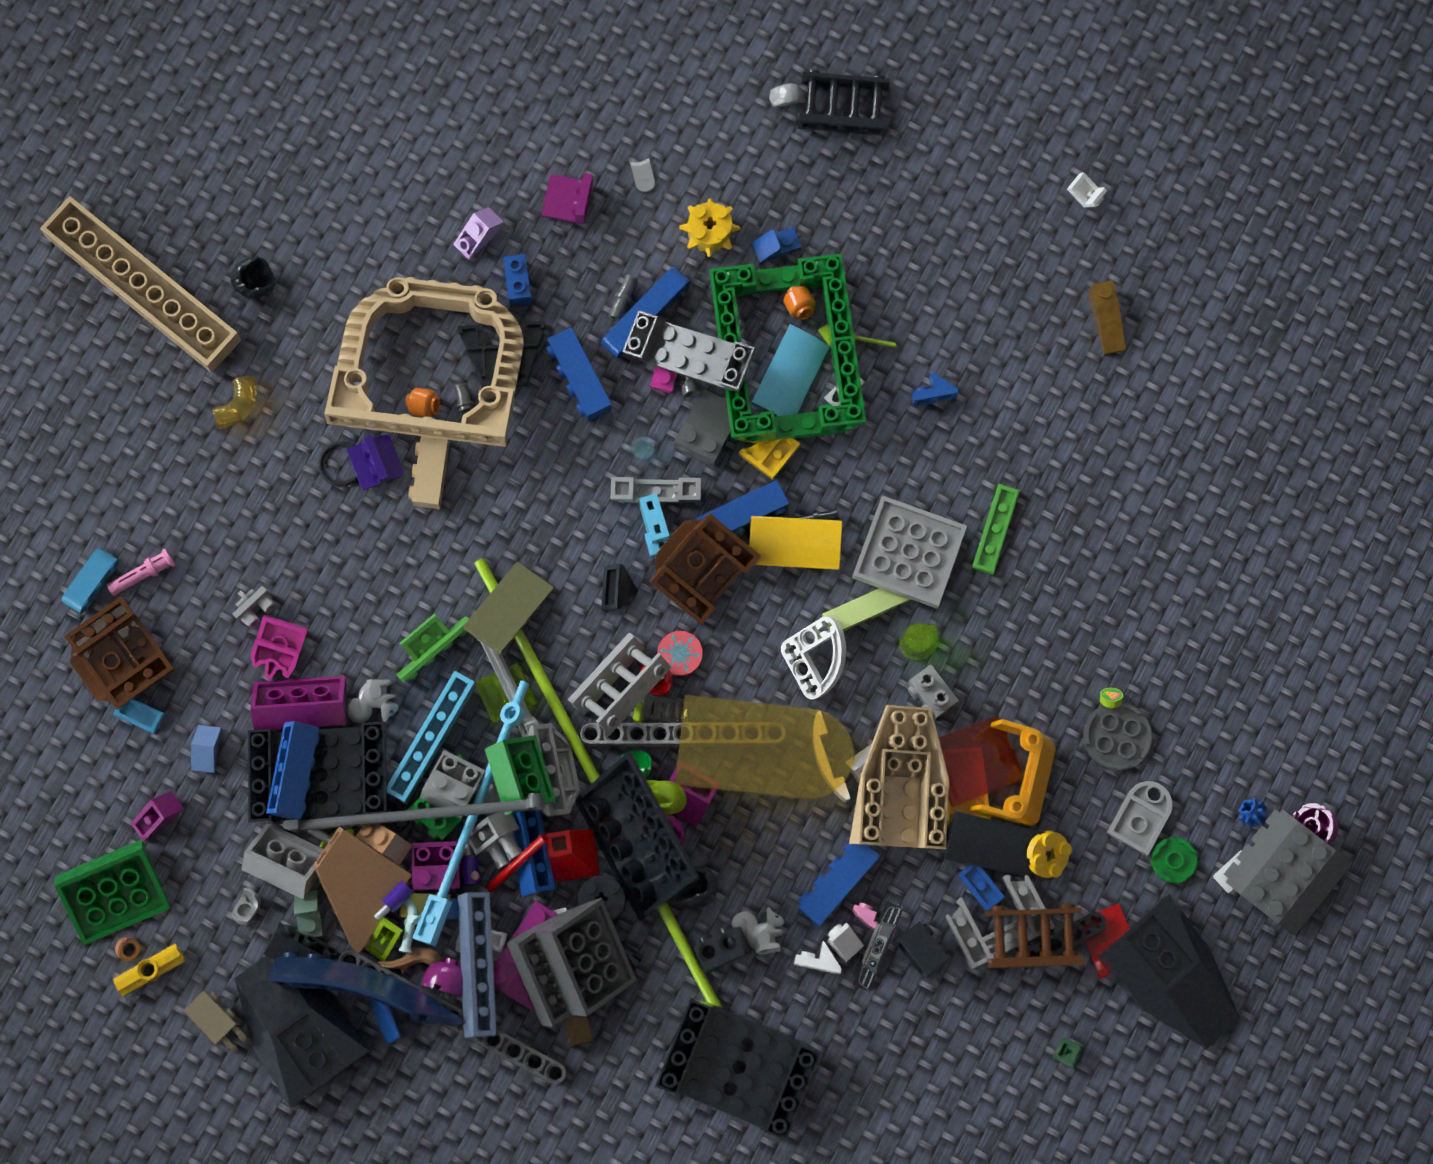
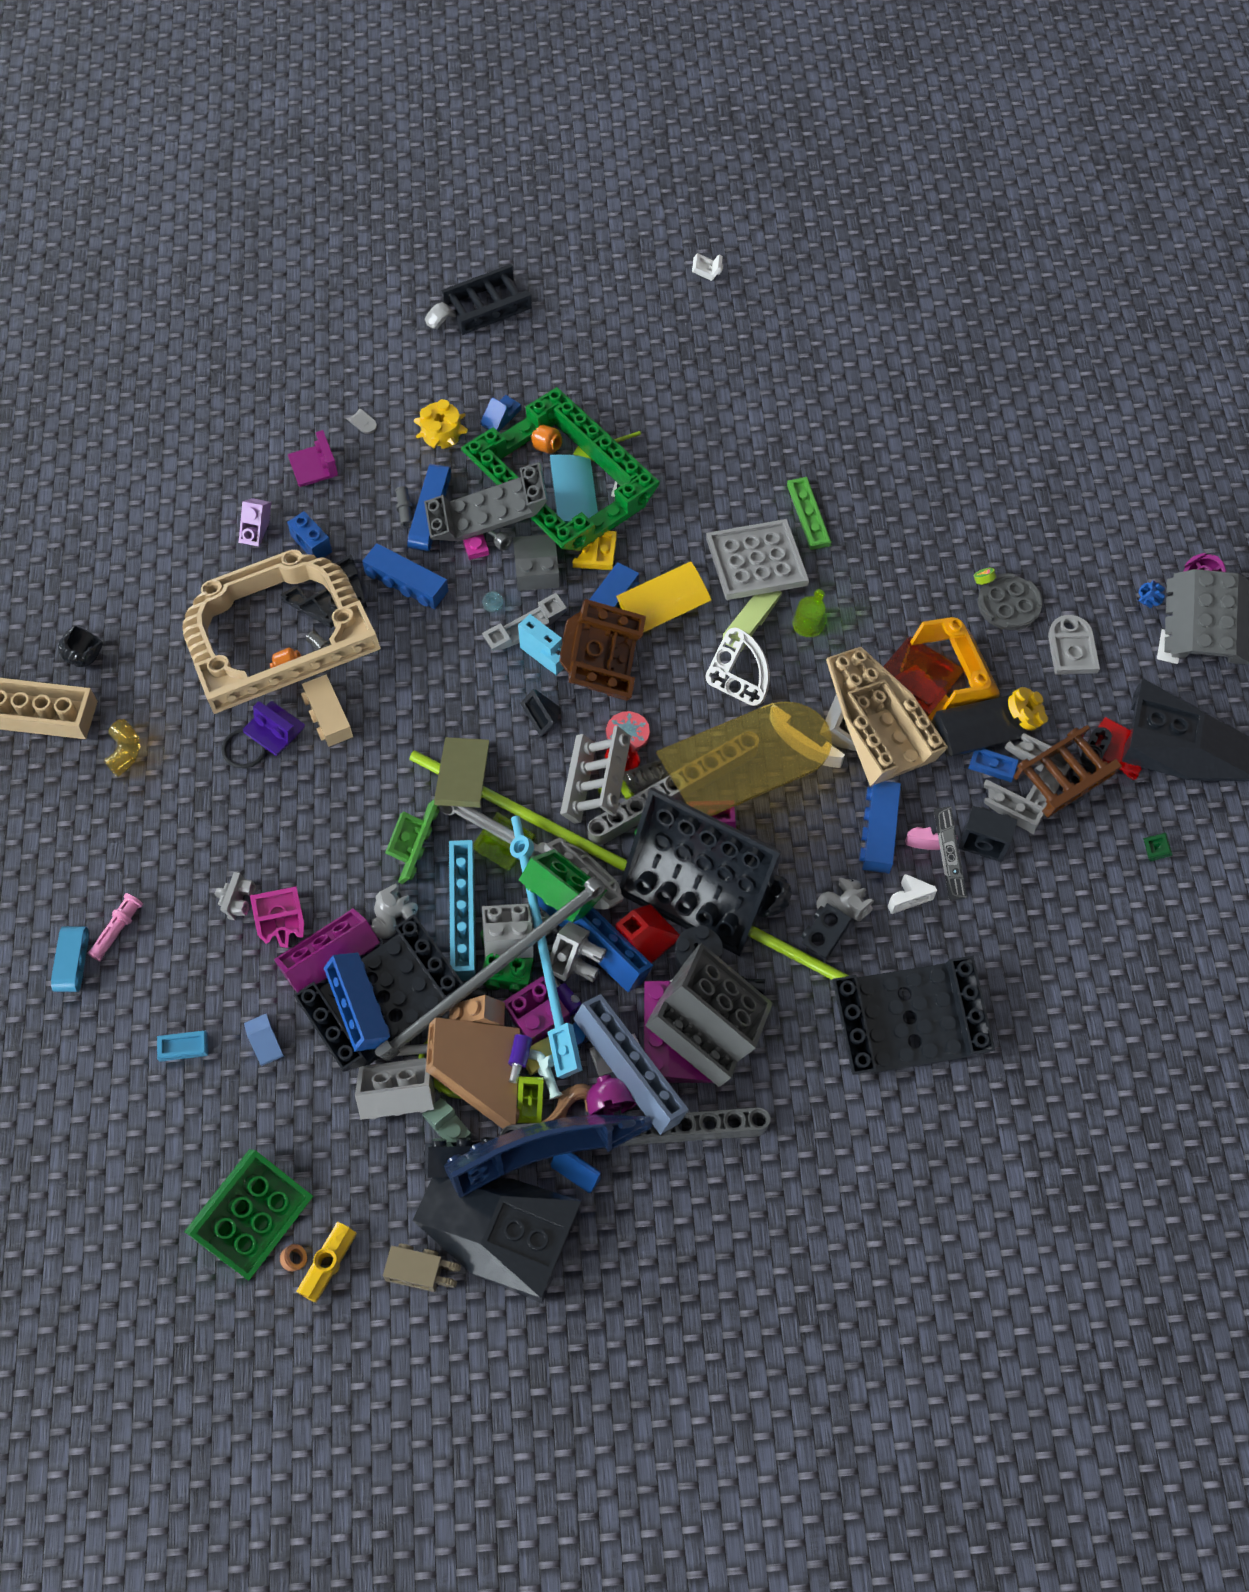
camera: 30 degrees left, 15 degrees down
(117, 655) = (130, 1004): reddish brown slope -> none
(157, 815) = (251, 1120): magenta slope -> none
(246, 907) = (384, 1149): light grey hair -> none
(517, 862) = (608, 956): red bar -> none
(578, 1030) = (752, 1072): dark brown panel -> none
(844, 942) = (921, 863): white slope -> none
(932, 692) = (844, 639): light grey brick -> none
(940, 391) = (693, 444): blue slope -> none
(1107, 316) = (781, 332): pearl gold slope -> none
(1174, 860) = (1120, 663): green tile -> none

